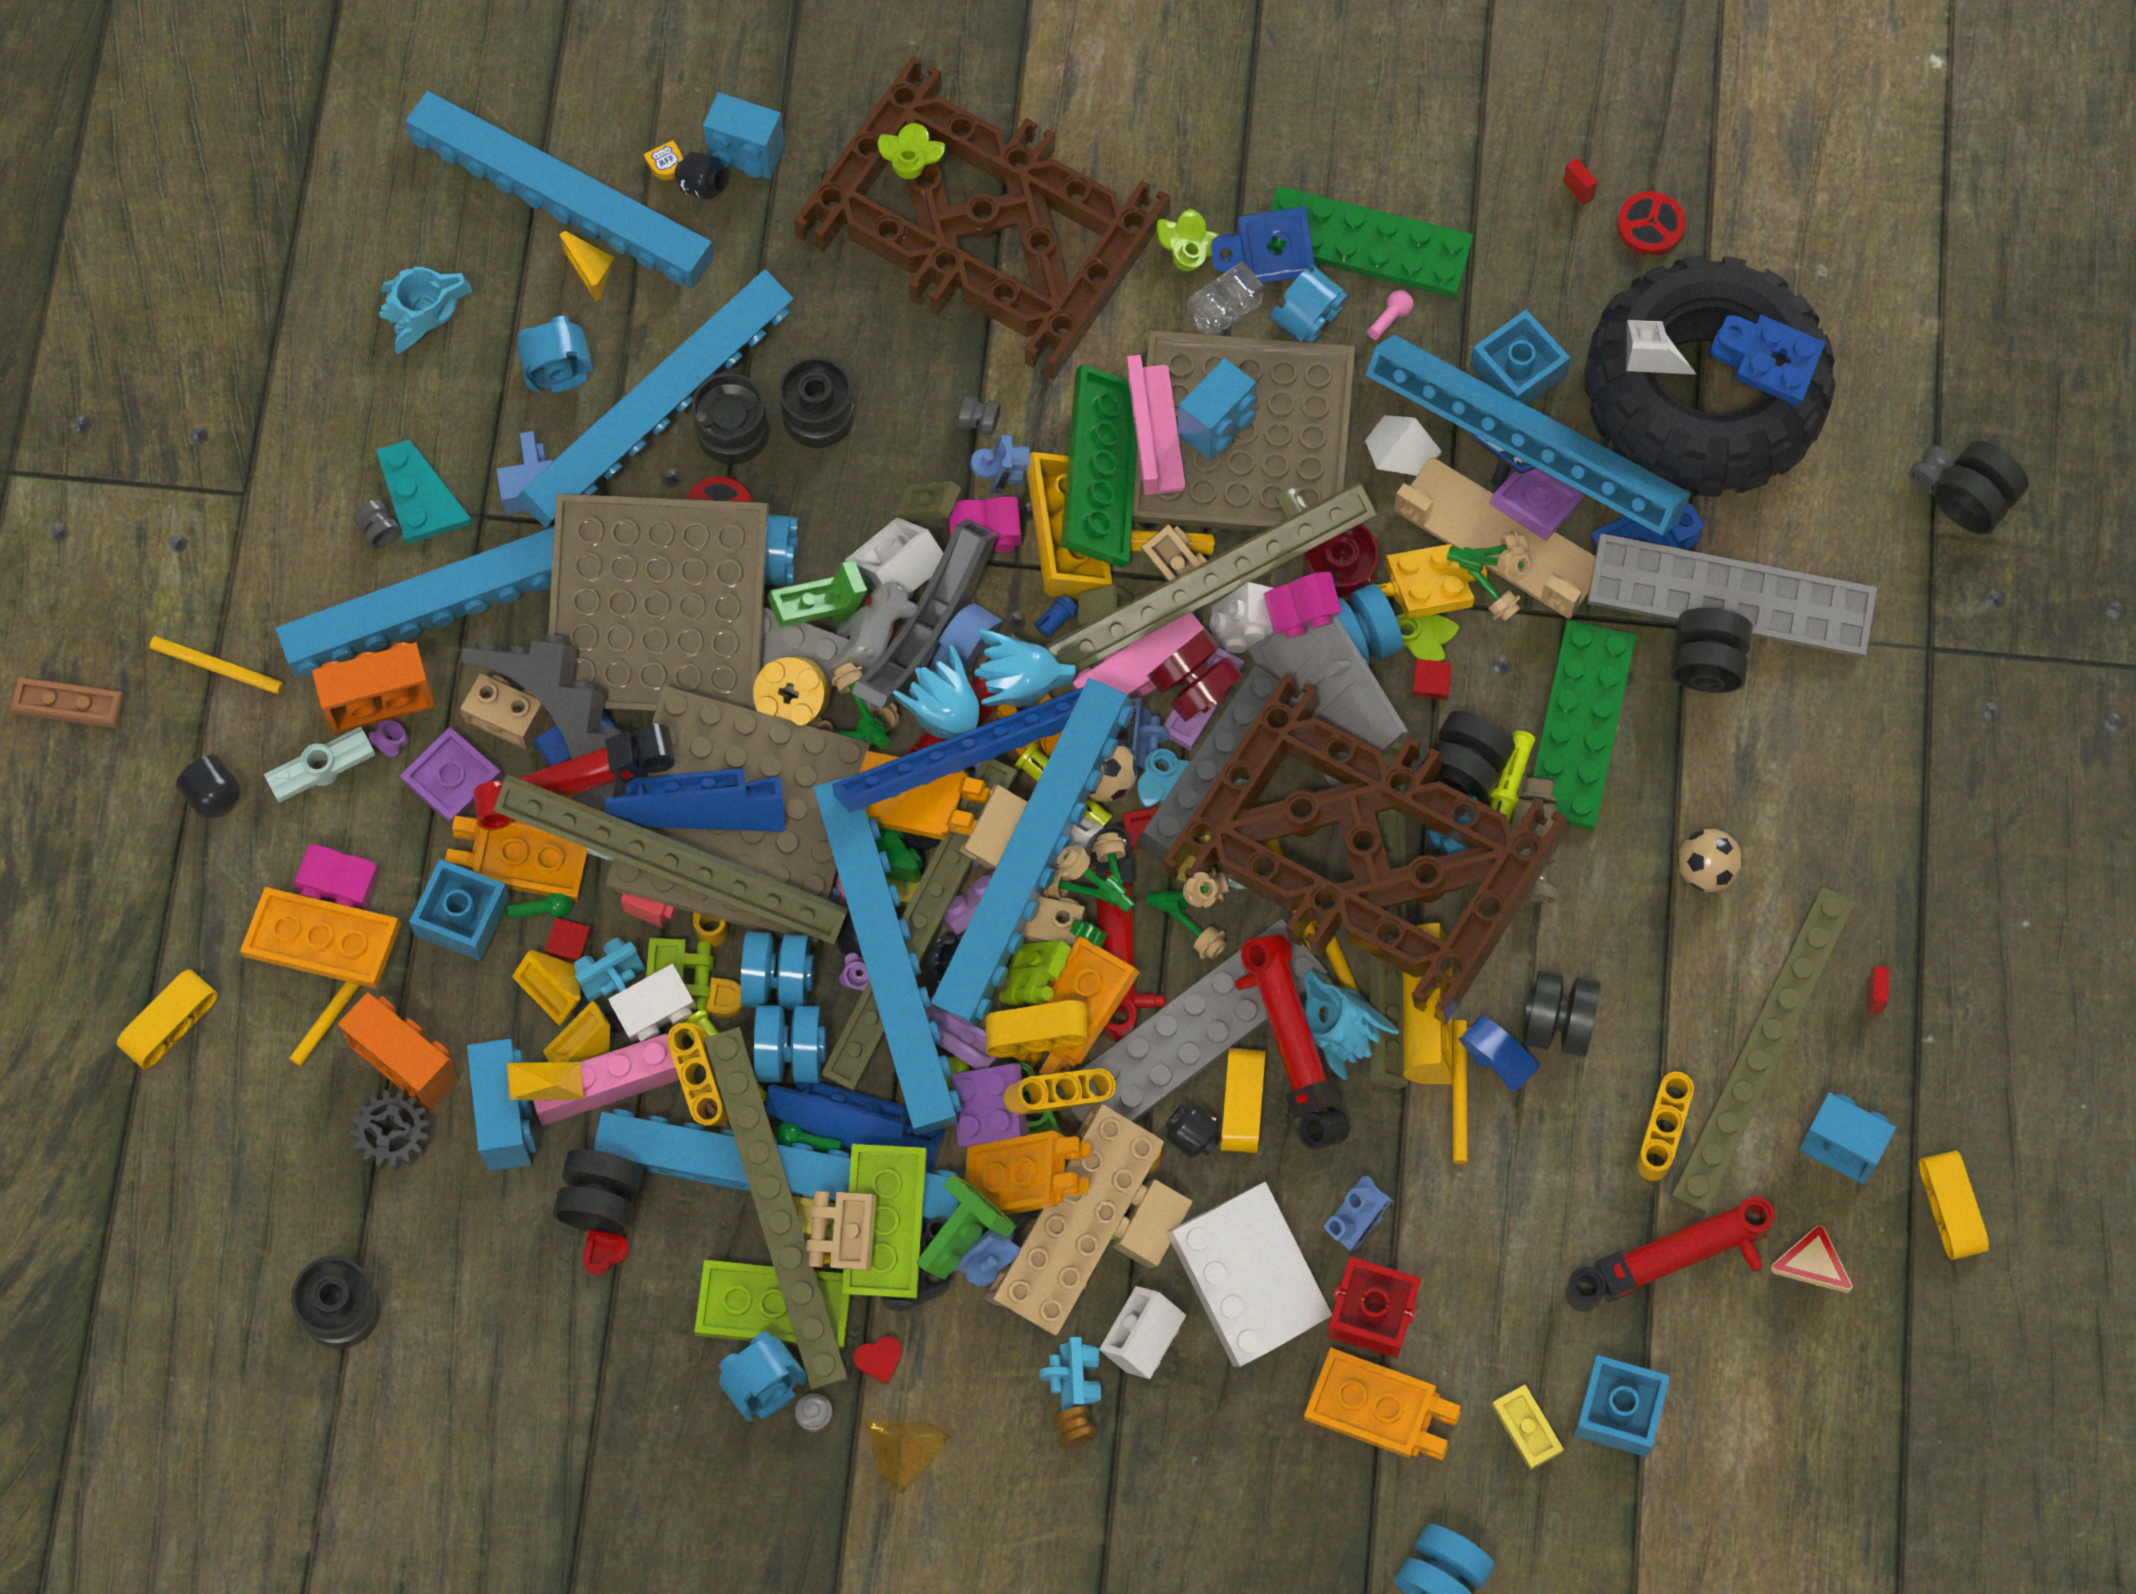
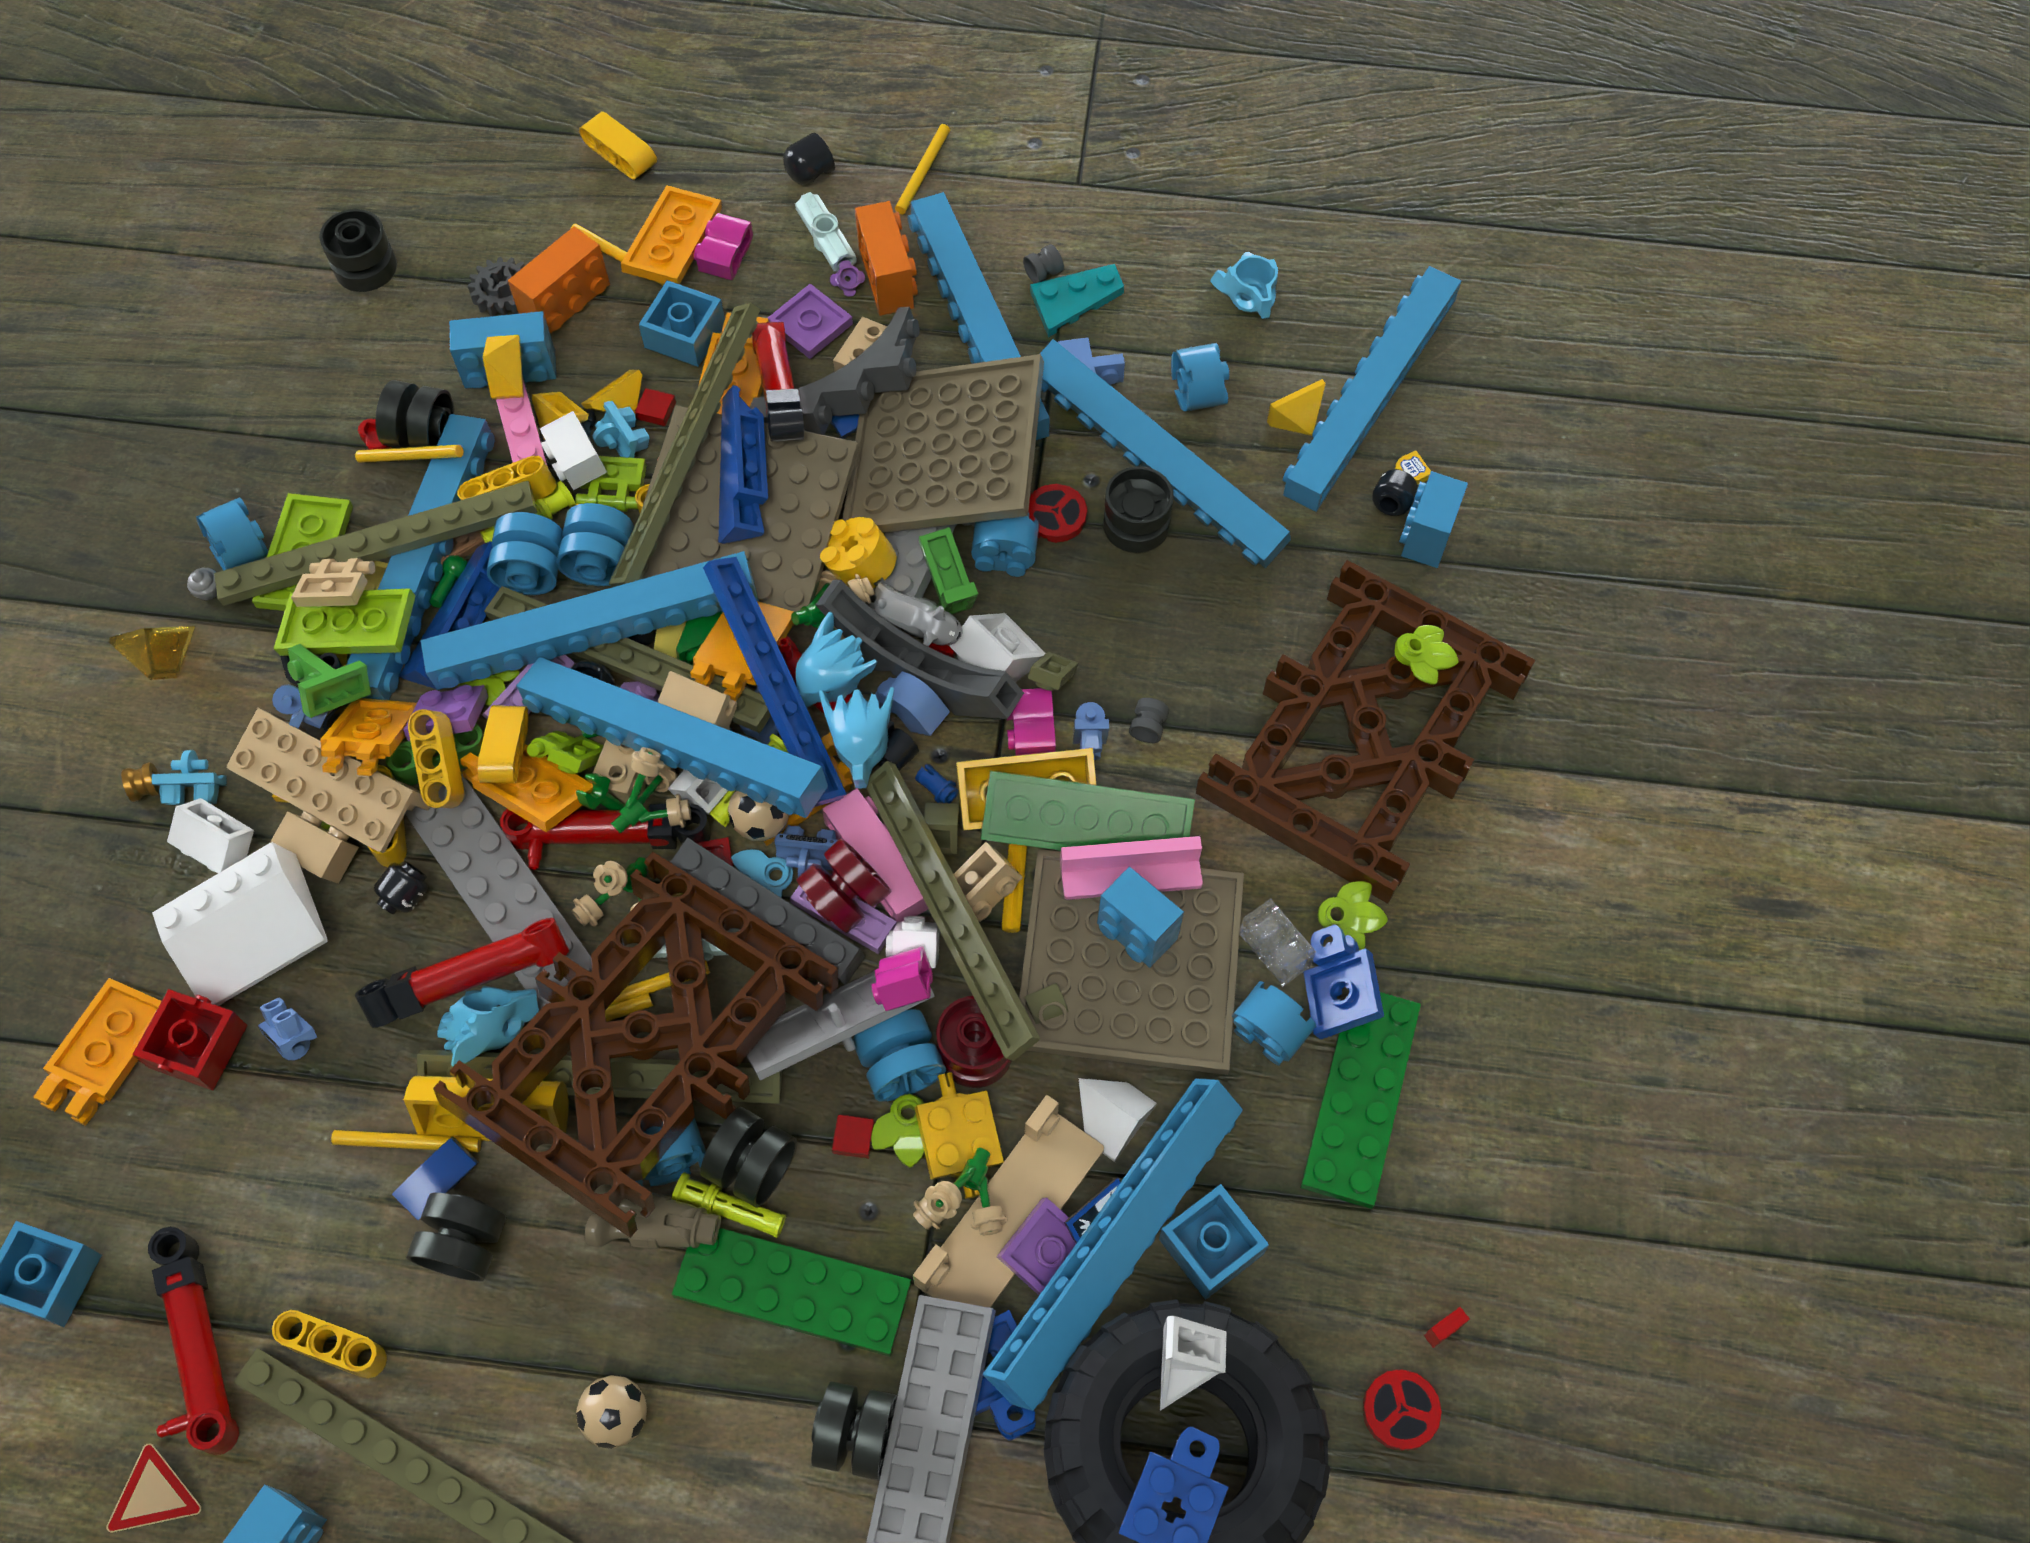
camera: 90 degrees right, 5 degrees down
(67, 702) = (895, 79): medium nougat tile -> none
(555, 904) = (686, 382): green bar -> none
(646, 1195) = (409, 453): none -> yellow bar
(816, 402) = (1156, 579): pearl dark grey wheel -> none
(879, 1359) = (241, 634): red tile -> none
(1243, 1100) = (423, 933): yellow beam -> none
(1398, 305) = (1288, 1125): bright pink bar -> none
(1527, 1427) = (49, 1185): light yellow plate -> none

